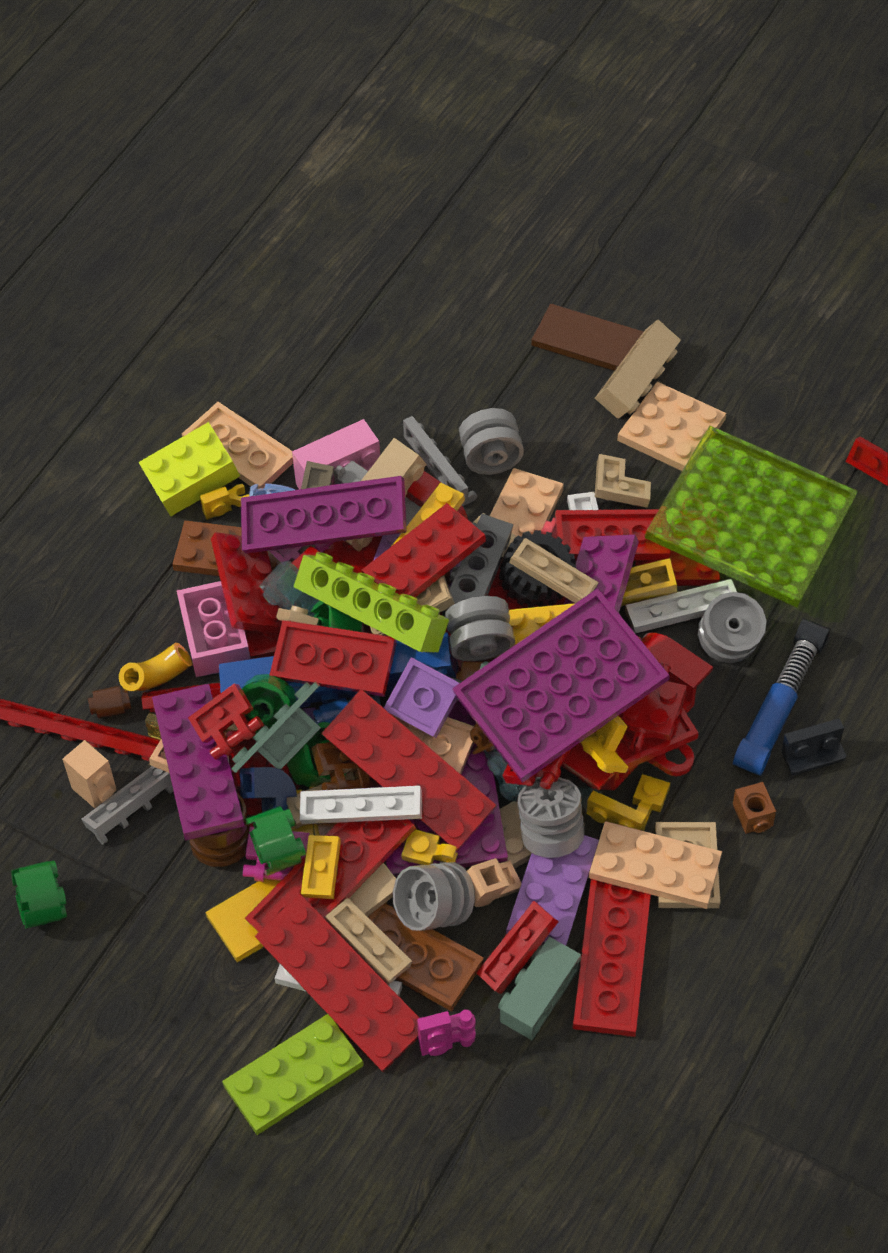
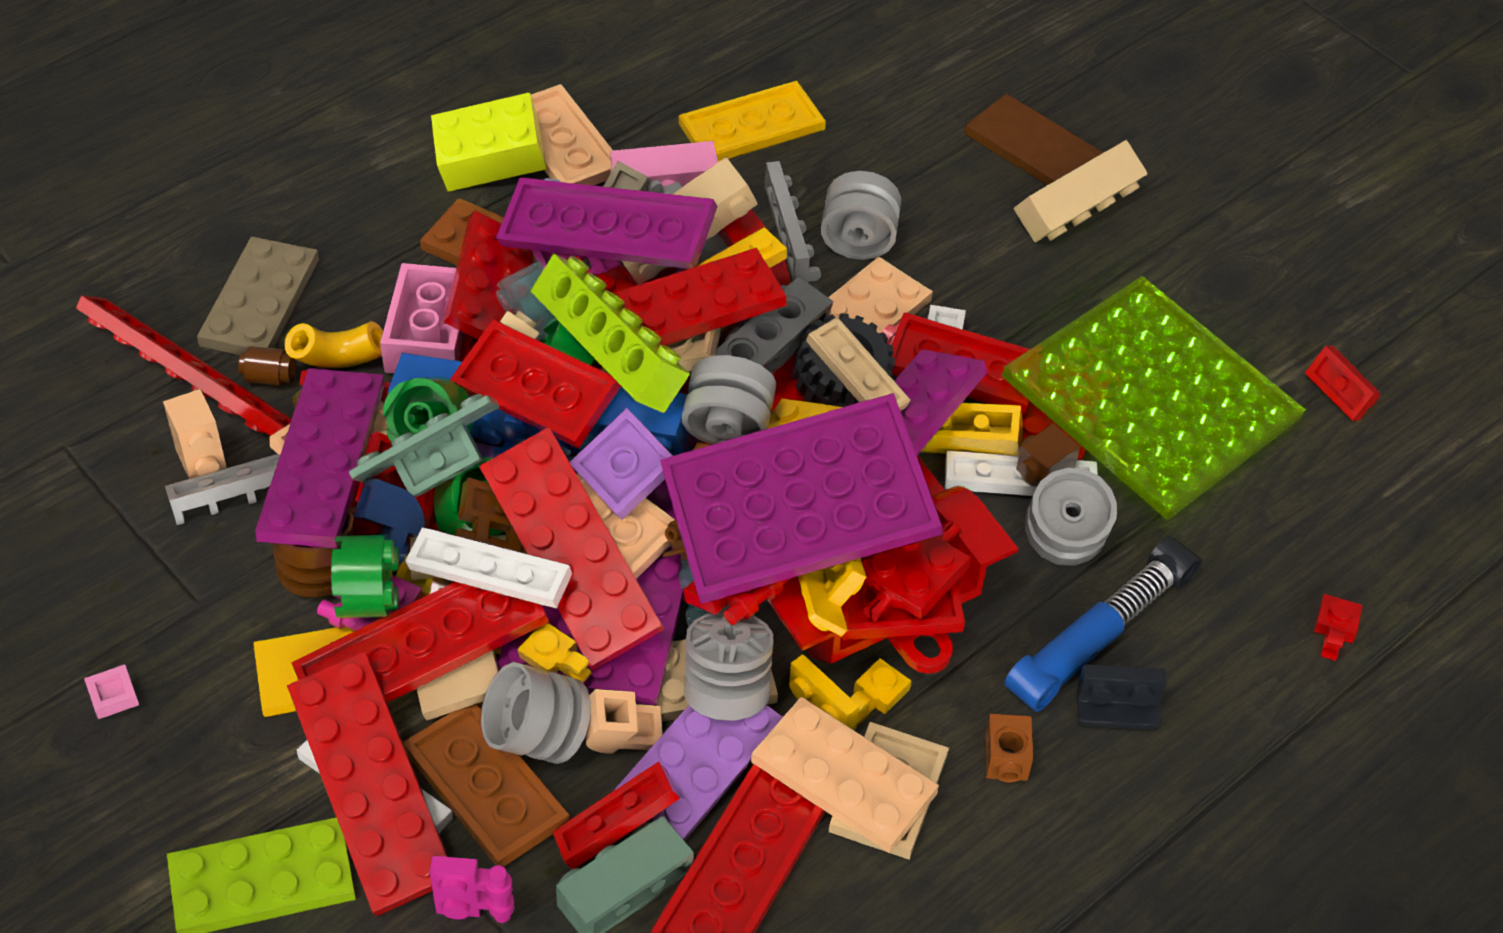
camera: 15 degrees right, 5 degrees down
(38, 894) = (61, 552): green brick -> none
(72, 649) = (258, 296): none -> dark tan plate
(123, 982) = (111, 691): none -> bright pink plate
(219, 715) = (364, 403): red plate -> none
(220, 500) = (501, 187): yellow plate -> none
(320, 867) = (406, 627): yellow plate -> none
(368, 941) = (427, 742): tan plate -> none
(372, 385) = (754, 121): none -> yellow tile
(614, 486) = (994, 311): tan plate -> none
(669, 425) = (1093, 264): light nougat plate -> none
(698, 588) = (1046, 453): none -> reddish brown brick

